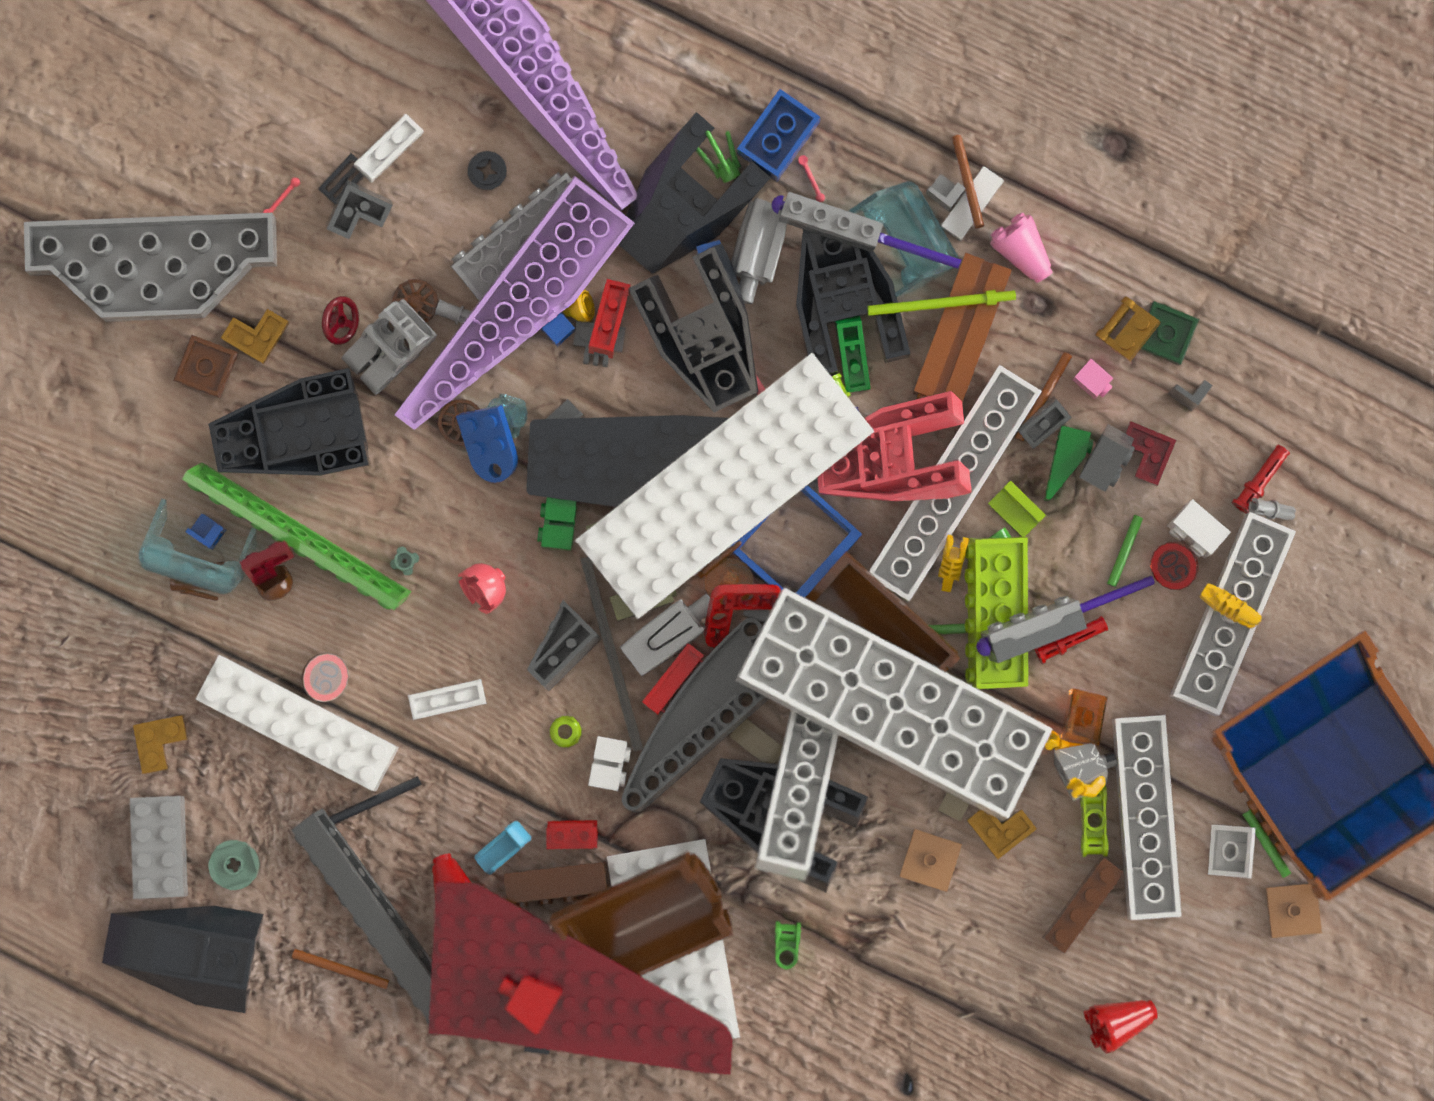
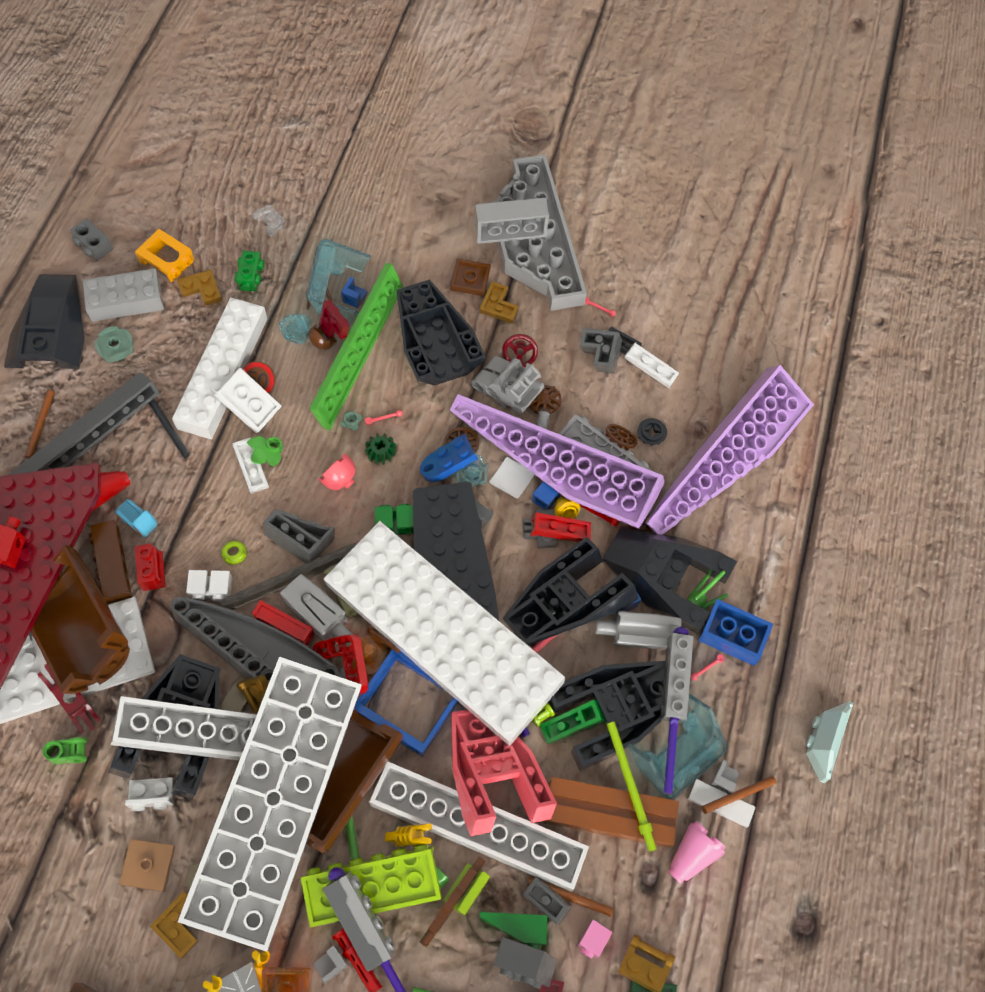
camera: 75 degrees right, 20 degrees down
(53, 883) = (91, 239): none -> dark grey brick
(59, 632) = (271, 217): none -> clear piece
(127, 783) = (147, 254): none -> light orange panel
(147, 294) = (511, 220): none -> light grey brick
(154, 674) = (249, 271): none -> green brick
(254, 615) = (298, 328): none -> clear light blue piece
(358, 691) = (248, 400): none -> white tile
(407, 539) = (368, 421): none -> coral hinge
(434, 679) = (264, 452): none -> bright green plate
(447, 531) = (380, 449): none -> dark green gear
(495, 212) = (621, 436): none -> reddish brown wheel
(522, 368) = (512, 477): none -> white sticker
(739, 936) = (74, 709): none -> dark red piece
(757, 712) = (254, 691): none -> pearl gold plate
(851, 851) = (150, 793): none -> white bracket
(920, 61) = (826, 739): none -> light aqua wedge
(1033, 531) = (452, 901): none -> reddish brown piece
(1070, 669) = (330, 964): none -> light grey panel

